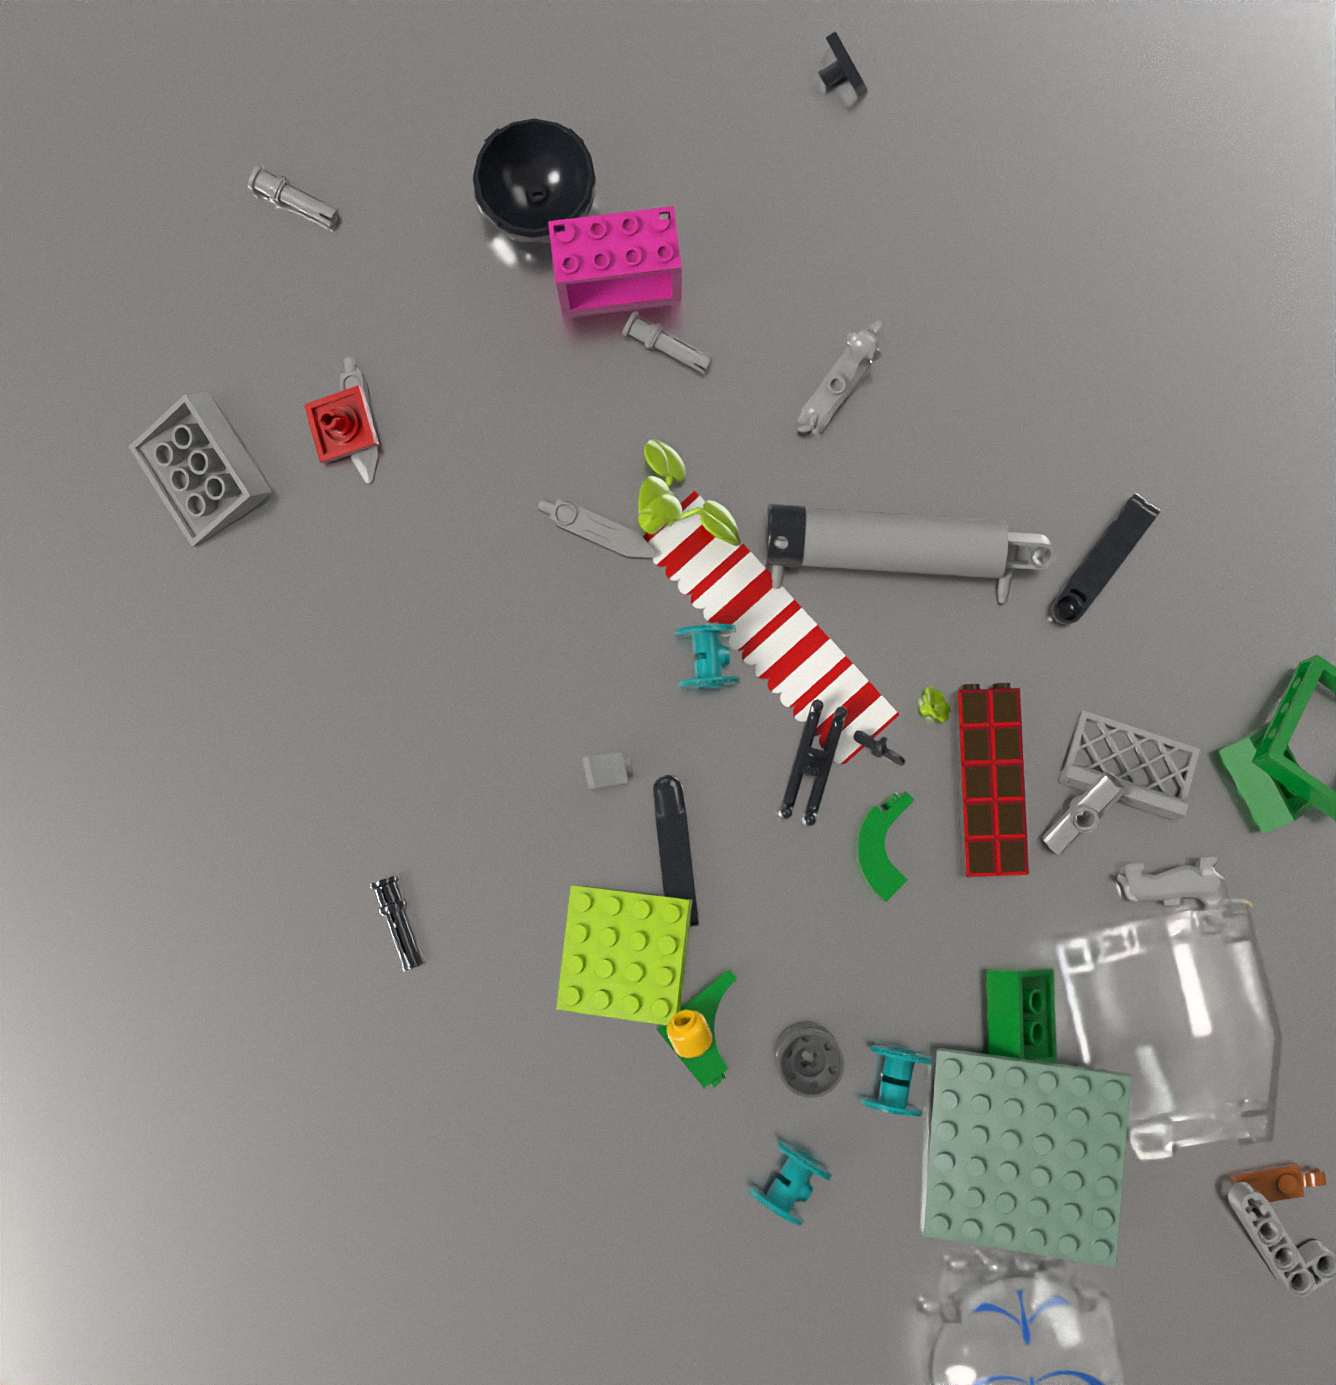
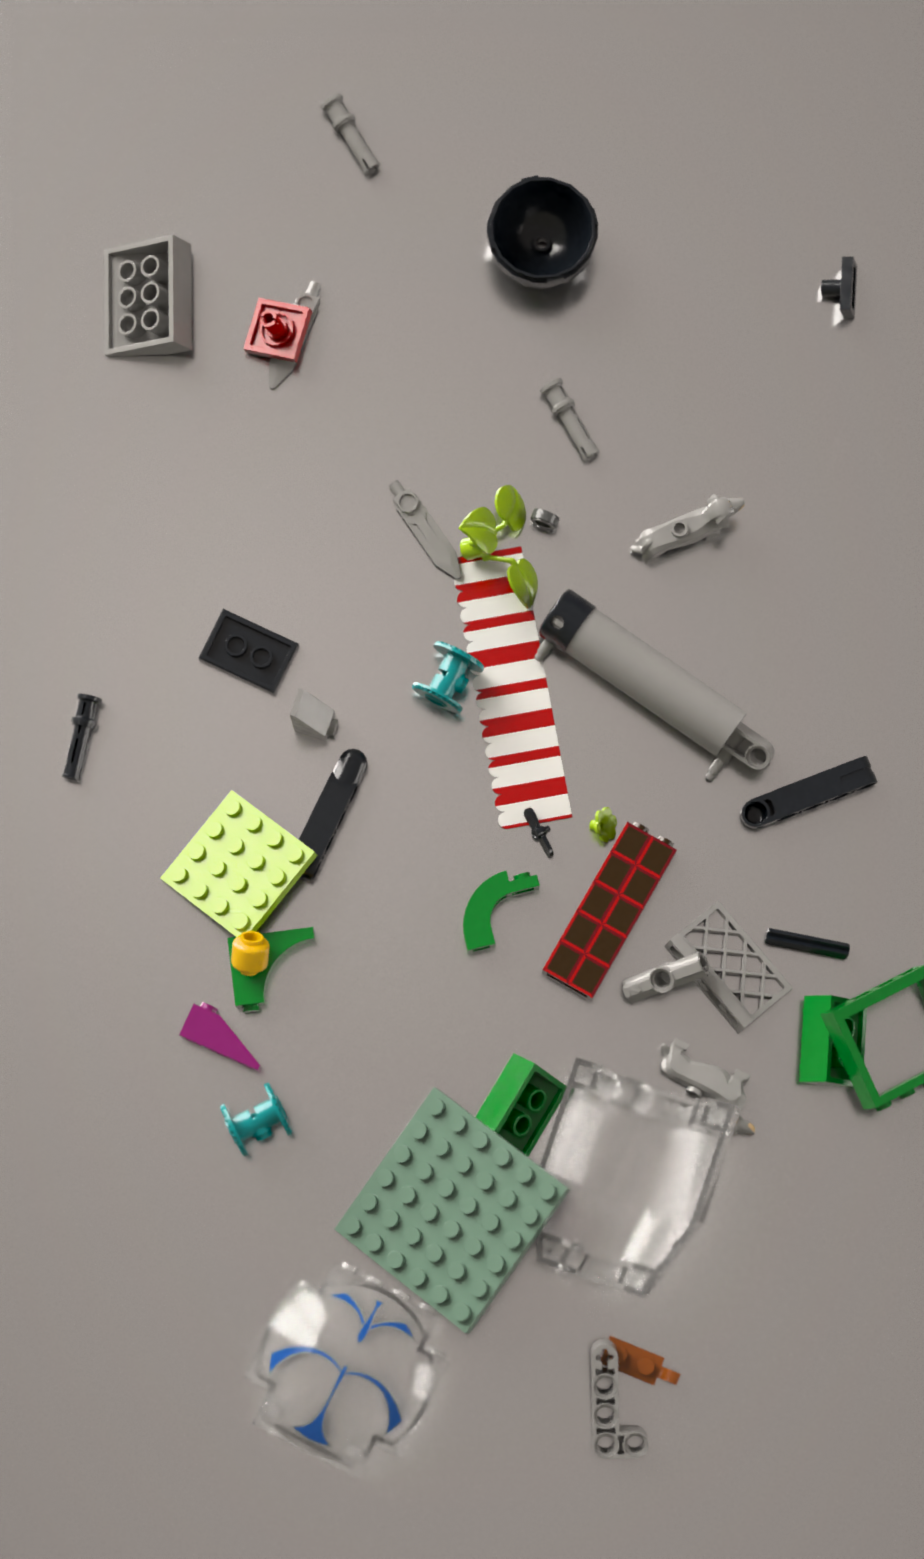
camera: 30 degrees right, 5 degrees down
(504, 744) = (248, 651): none -> black tile
(616, 260) = (566, 330): dark pink window -> none
(699, 1125) = (212, 1032): none -> magenta slope
(702, 451) = (544, 519): none -> dark grey tile
(807, 1077) = (317, 1023): dark grey wheel -> none
(813, 762) = (480, 811): black piece -> none
(896, 1081) = (388, 1092): teal hose -> none
(1187, 699) = (807, 943): none -> black axle

